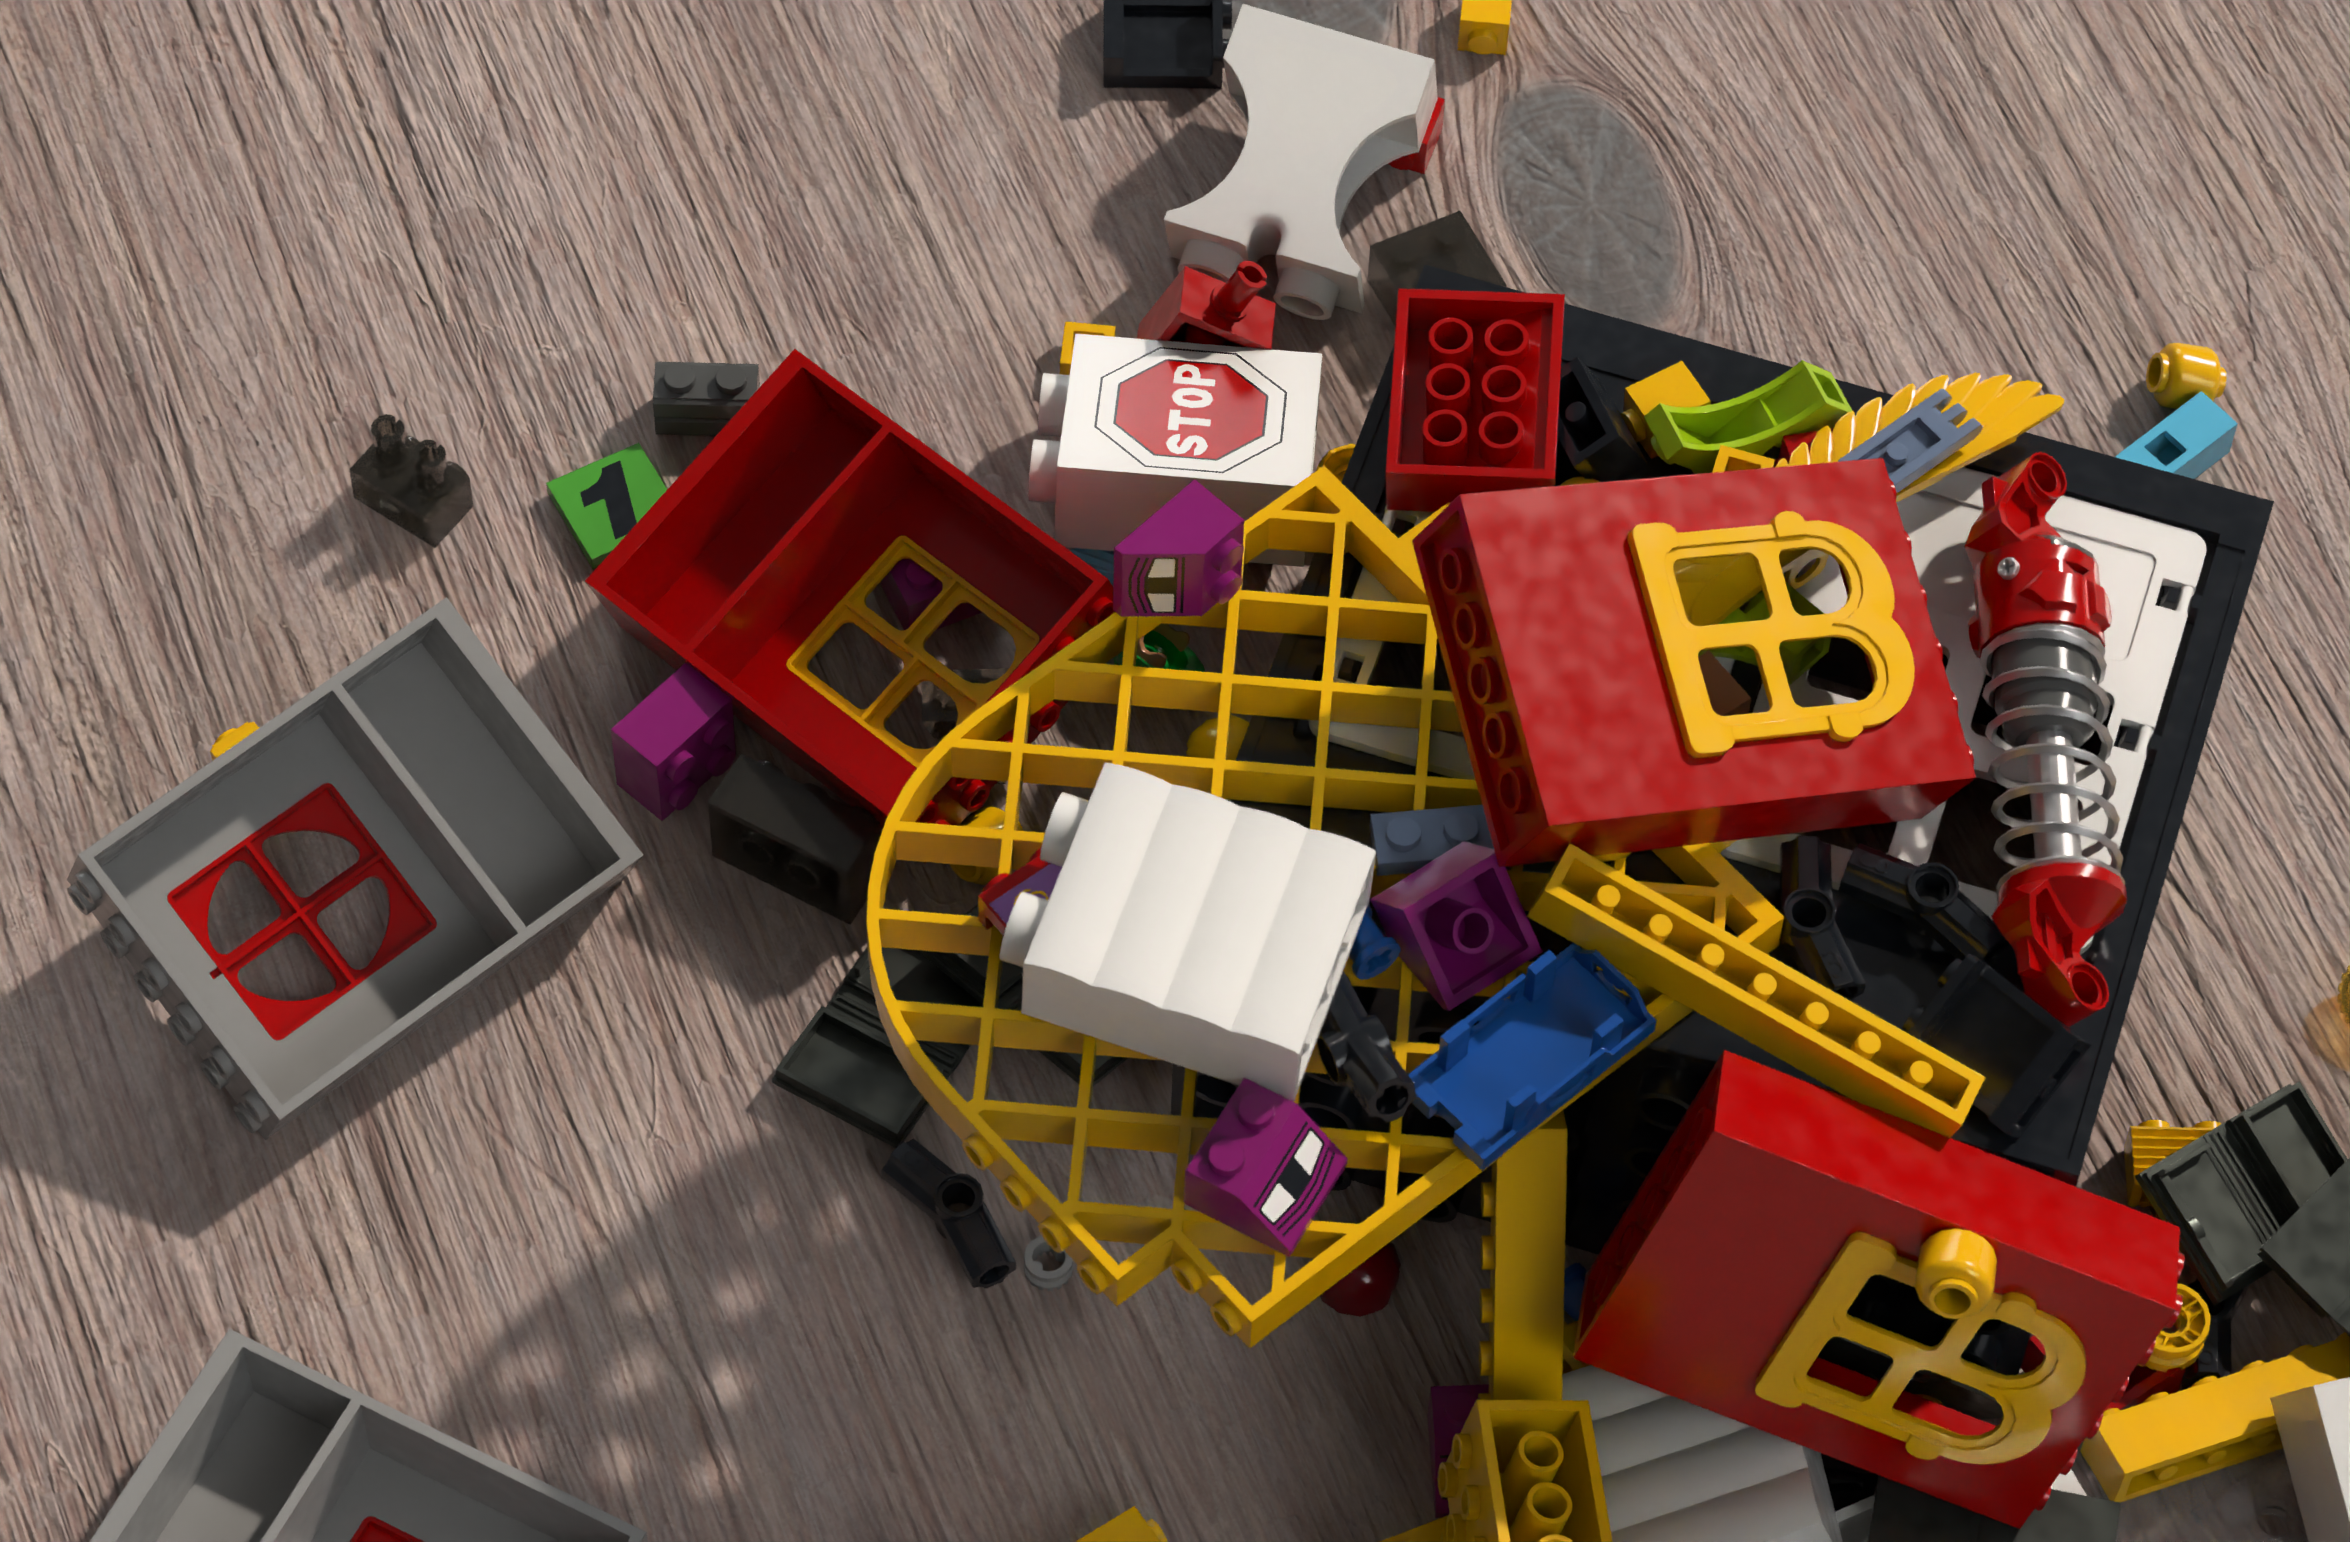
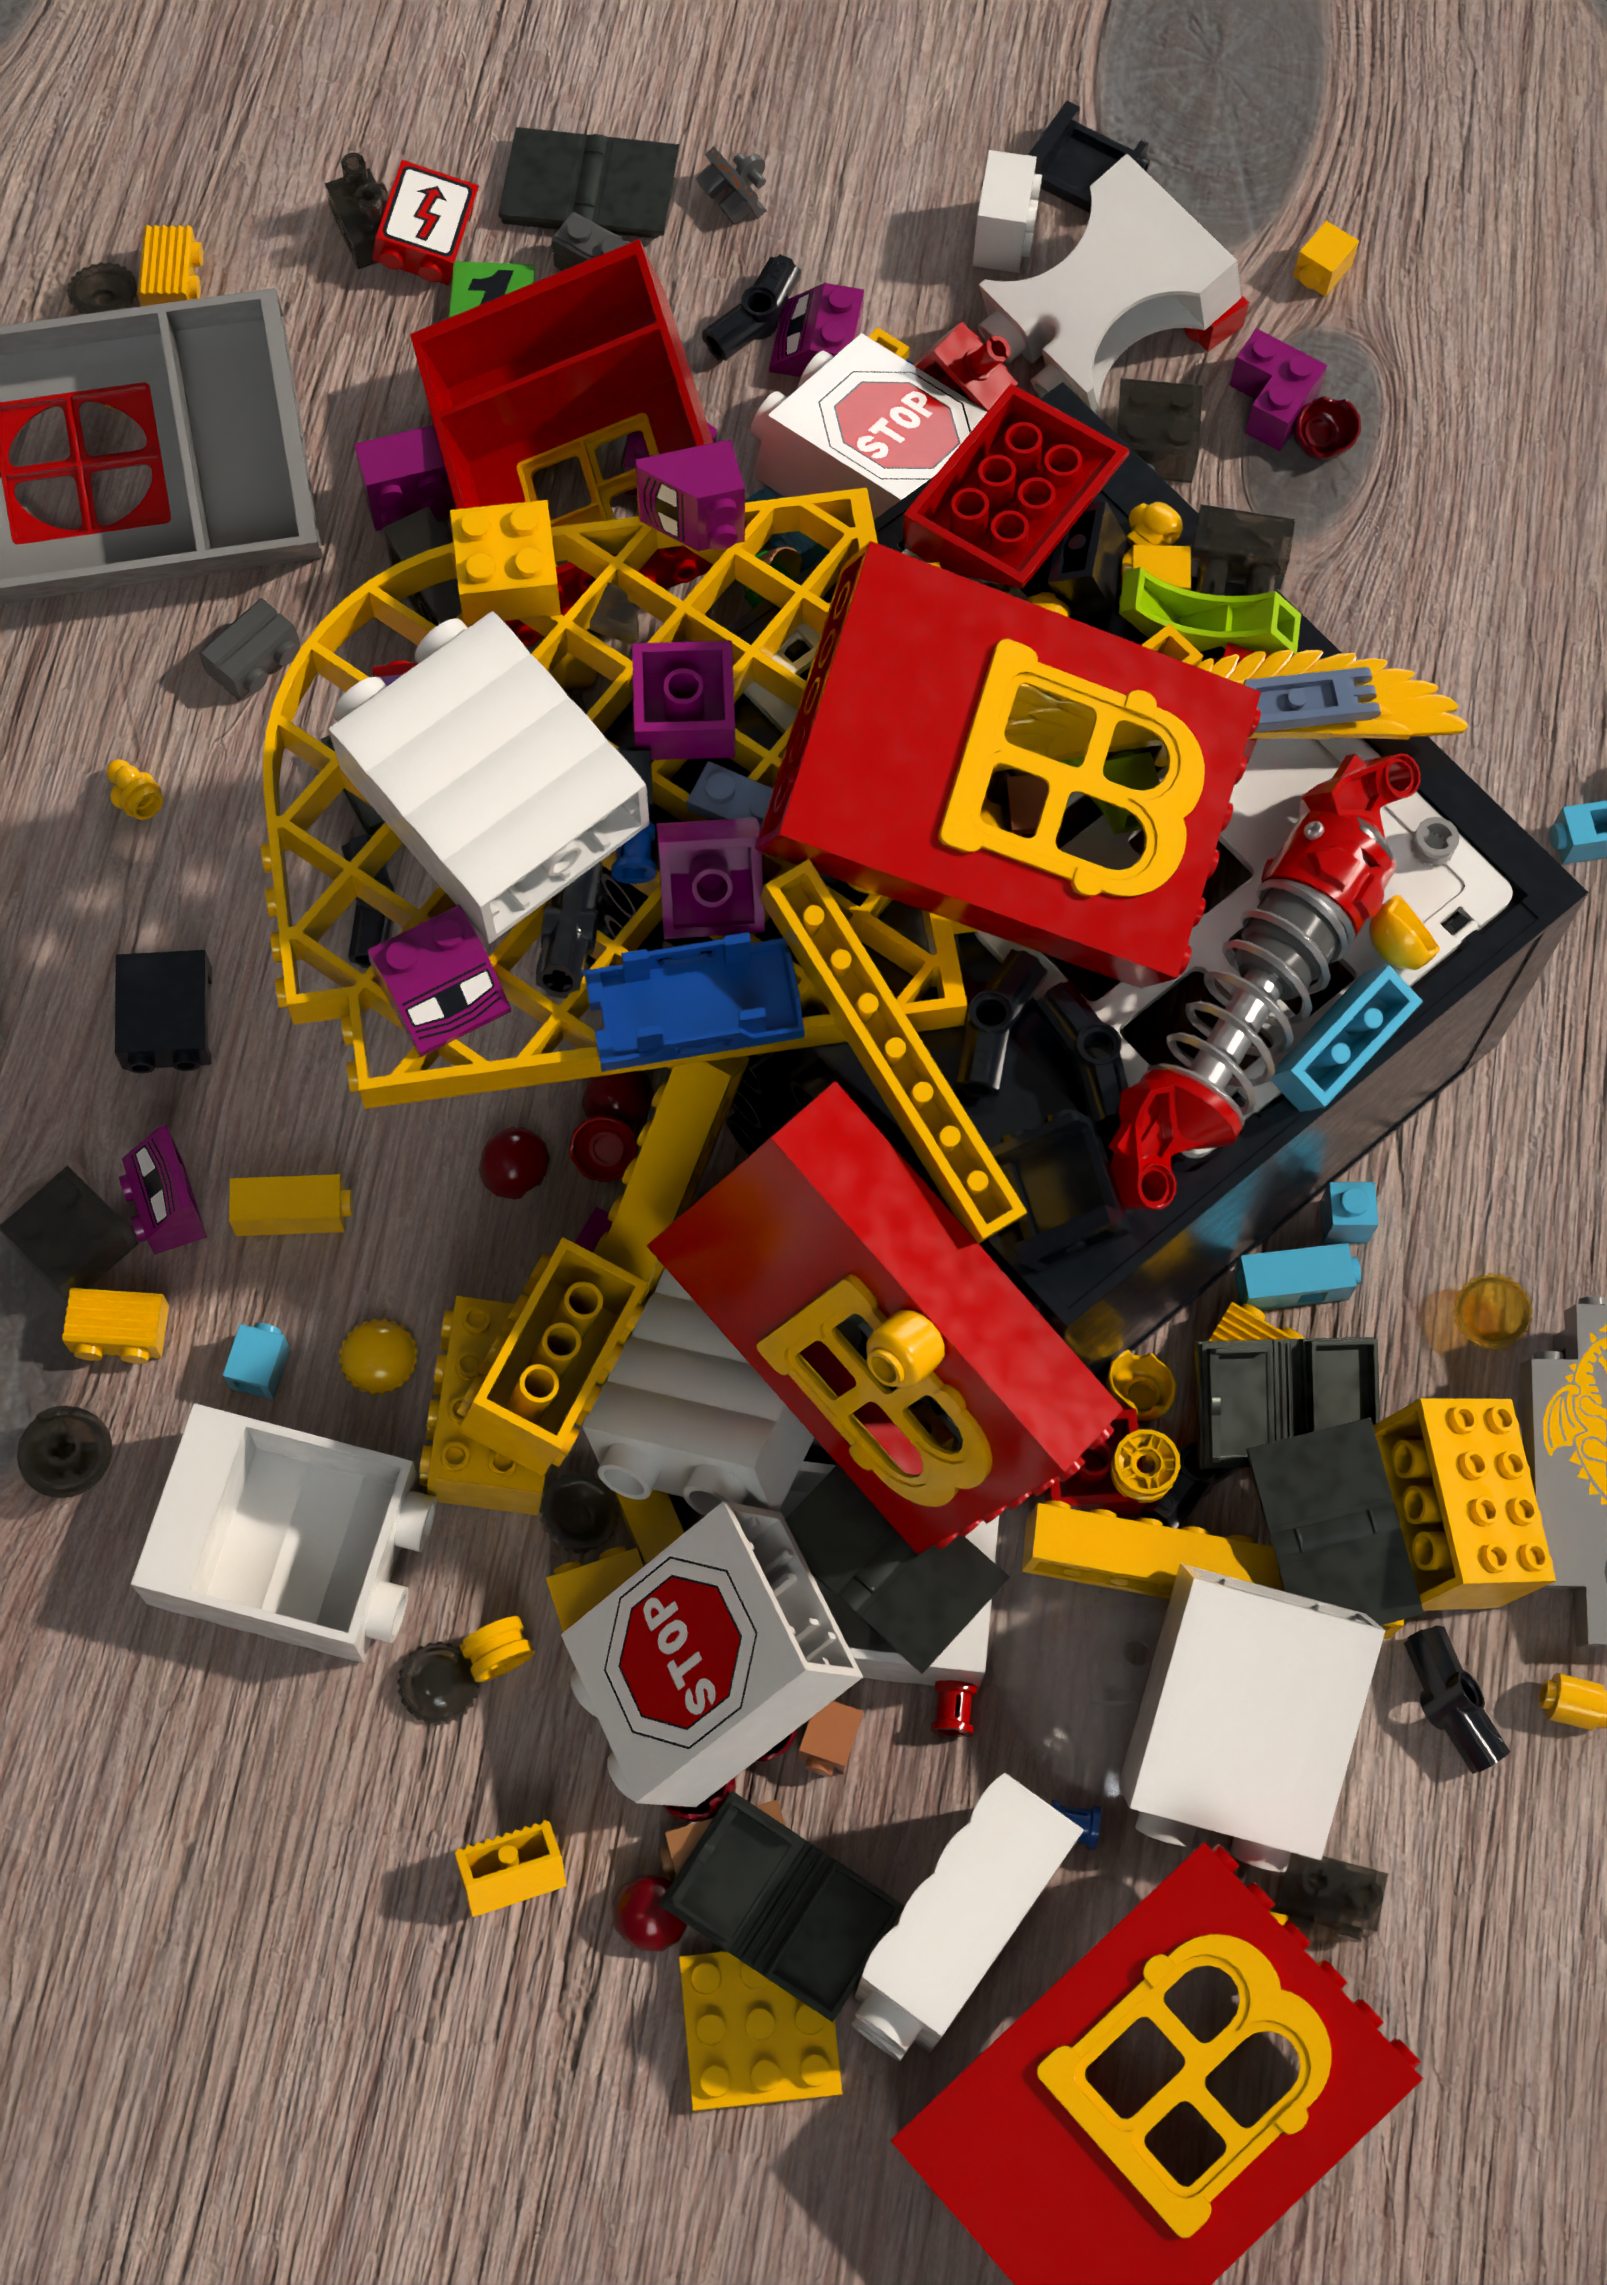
camera: 30 degrees right, 10 degrees up
(170, 715) = (102, 288): none -> clear smoke hat
(229, 655) = (169, 265): none -> yellow brick
(492, 456) = (424, 222): none -> panel
(602, 1234) = (133, 790): none -> yellow piece
(614, 324) = (600, 177): none -> pearl dark grey piece
(626, 1016) = (250, 650): none -> dark grey brick
(812, 1446) = (162, 1010): none -> black panel
(818, 254) = (721, 174): none -> dark grey hips
(921, 348) = (744, 322): none -> black piece
(1001, 358) = (816, 322): none -> magenta slope
(1027, 724) = (505, 561): none -> yellow brick
(1122, 130) = (1006, 211): none -> white brick
(1170, 722) = (615, 616): none -> clear smoke tile
(1297, 1399) = (513, 1162): none -> dark red hair
(1312, 761) = (684, 699): none -> magenta brick
(1386, 1327) = (603, 1147): none -> red hair
(1530, 166) = (1281, 383): none -> magenta brick
(1612, 190) = (1327, 428): none -> dark red hair
(1622, 362) = (1152, 526): none -> yellow piece
(1728, 340) = (1240, 550): none -> clear smoke brick
(2097, 542) = (1428, 854): none -> light grey bush
(2139, 637) = (1401, 936): none -> yellow hair
(2157, 756) = (1345, 1038): none -> medium azure brick
(2172, 1069) = (1297, 1277): none -> medium azure brick
(2179, 976) = (1349, 1212): none -> medium azure brick

